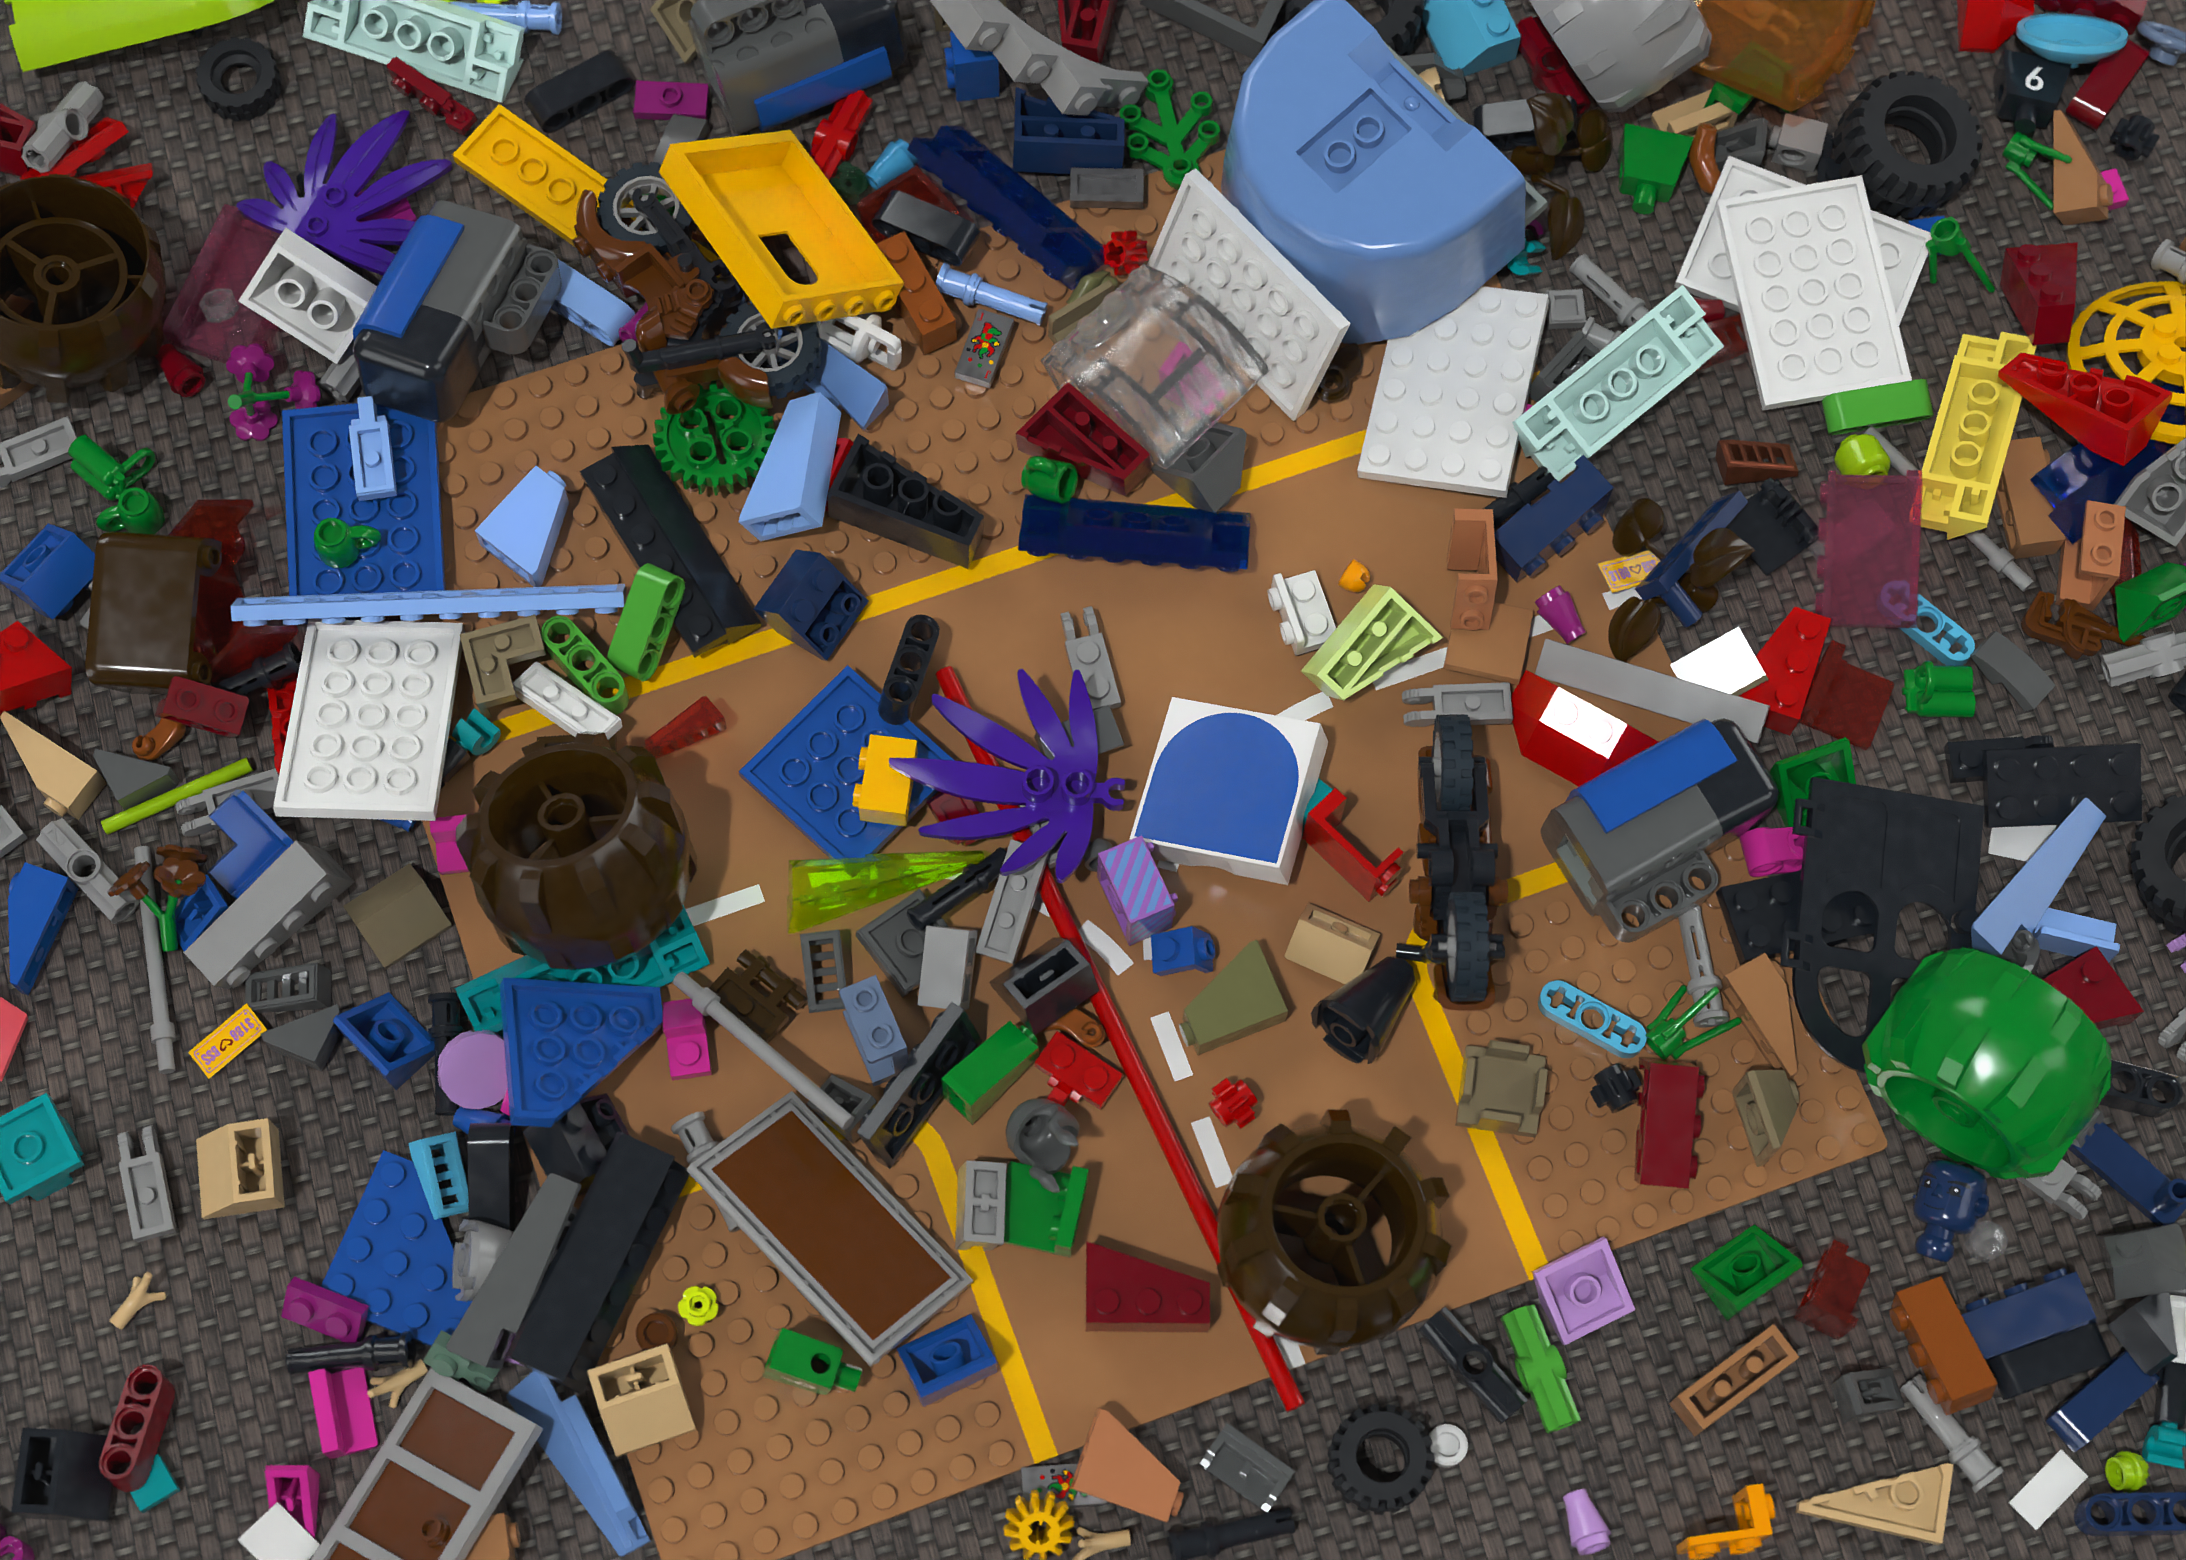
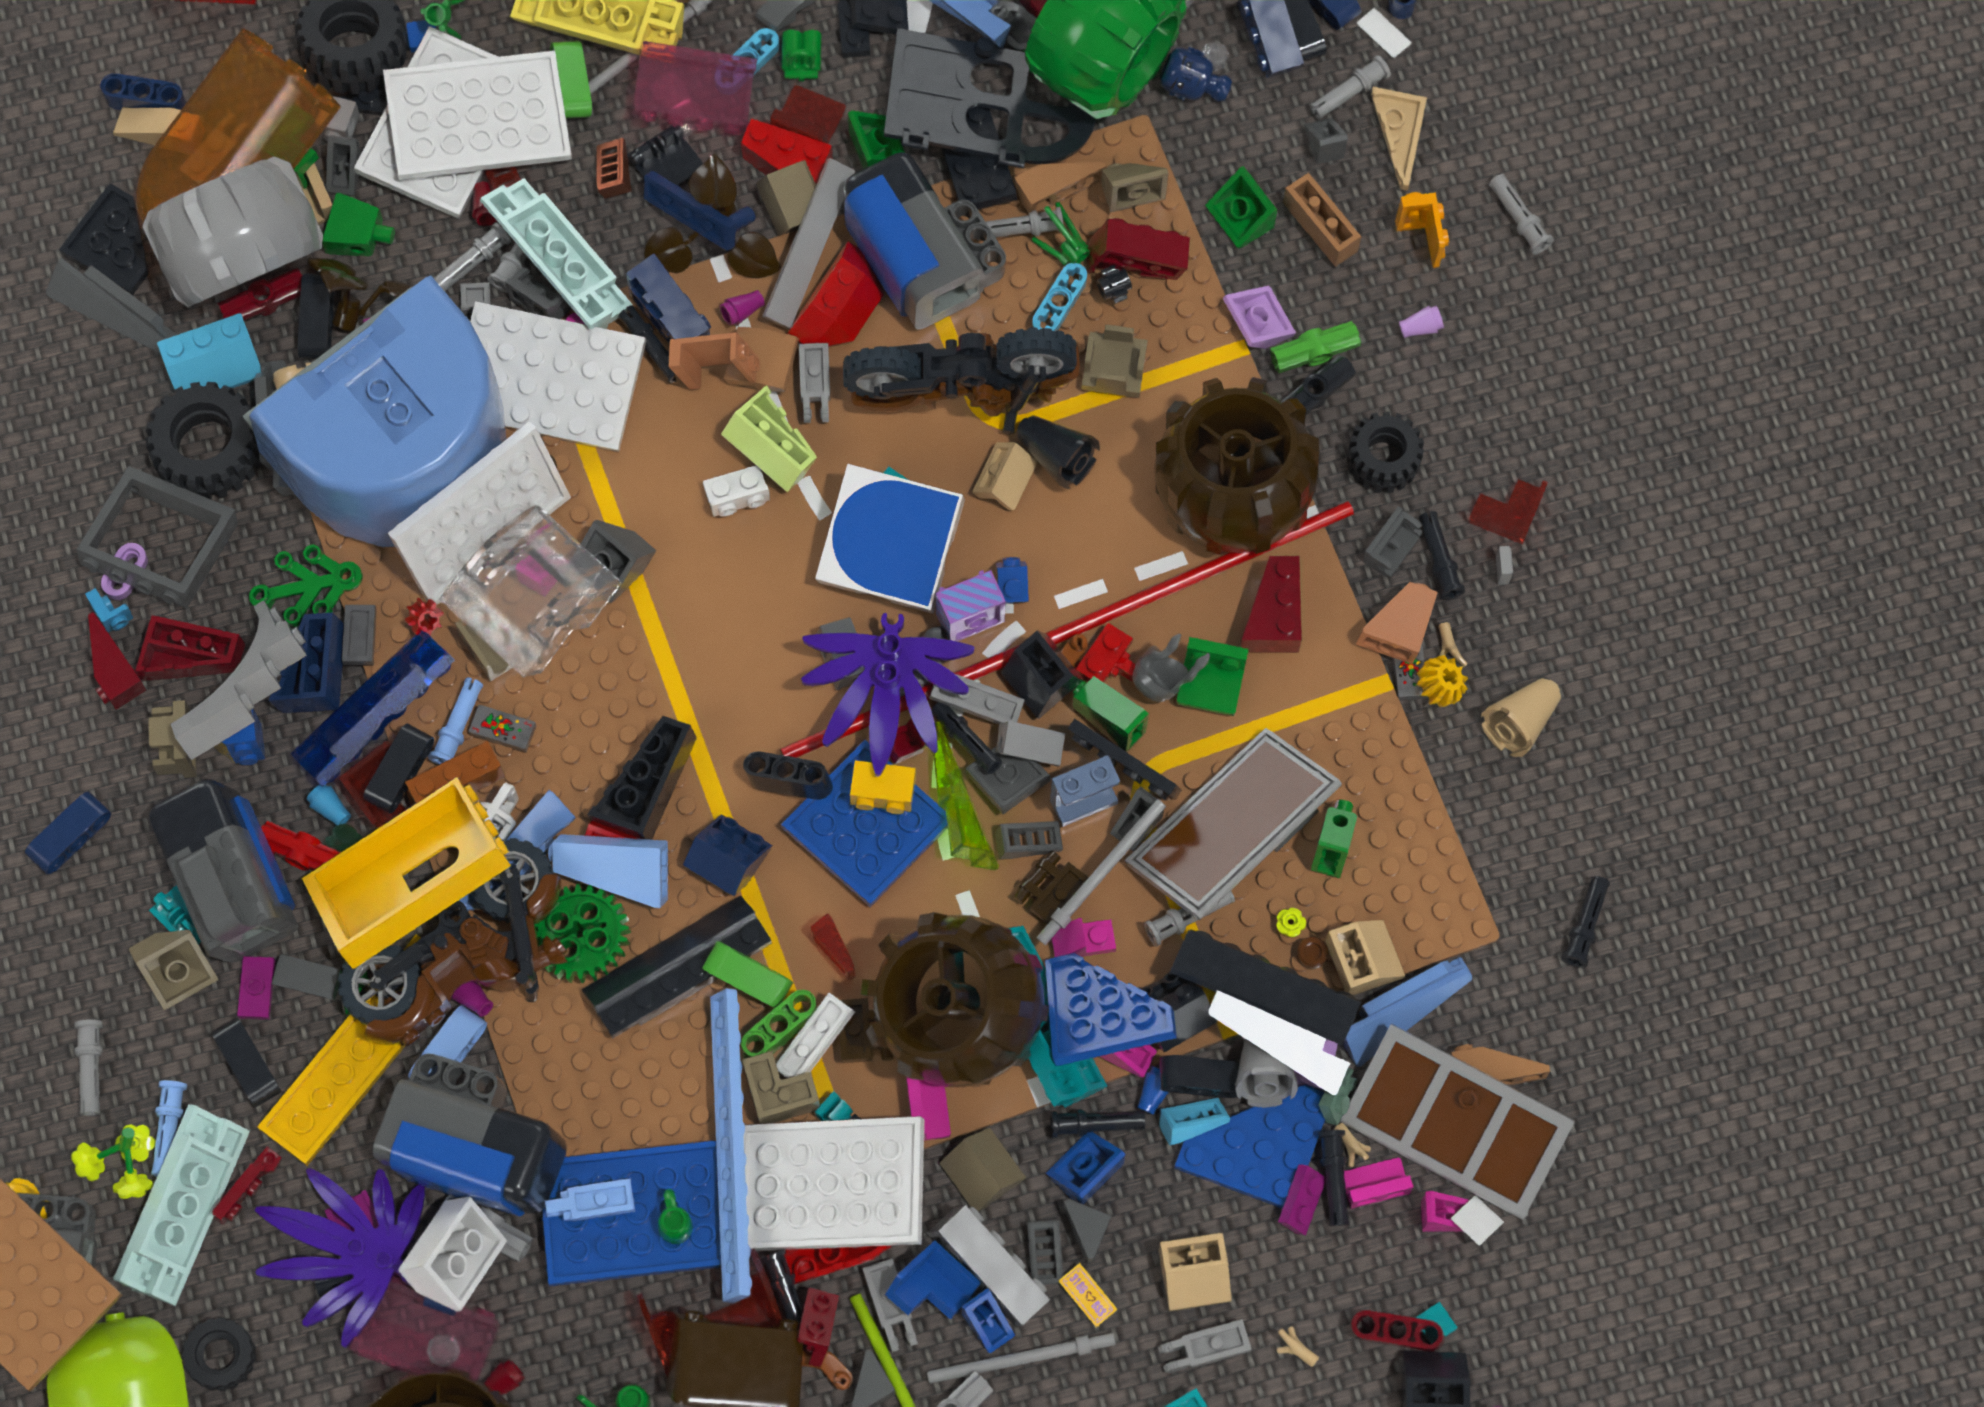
camera: 90 degrees left, 0 degrees up
(177, 877) = (967, 1323): reddish brown plant -> none
(254, 411) = (544, 1316): magenta plant -> none
(474, 1069) = (1114, 1090): lavender tile -> none
(527, 525) = (656, 1077): light blue slope -> none
(947, 1360) = (1328, 739): blue slope -> none
(980, 1205) = (1212, 721): light grey hinge -> none
(1050, 479) = (624, 674): green piece -> none
(1081, 434) = (593, 645): dark red wedge -> none
(1090, 282) = (447, 641): olive arm -> none
(1092, 660) = (775, 648): light grey hinge -> none
(1136, 533) = (669, 612): clear blue slope -> none
(1233, 1103) = (1130, 543): red gear -> none
(1234, 1003) = (1052, 542): olive slope -> none
(1342, 856) = (956, 447): red panel -> none
(1354, 577) = (707, 454): light orange hinge -> none
(1448, 1445) = (1367, 407): white tile -> none
(1628, 571) = (704, 261): yellow sticker -> none
(1703, 157) = (353, 188): dark orange arm -> none
(1772, 851) = (932, 167): dark pink piece -> none
(1833, 1292) = (1256, 156): clear red panel -> none
(1862, 456) = (615, 93): lime head -> none
(1942, 1346) = (1293, 85): dark orange brick -> none

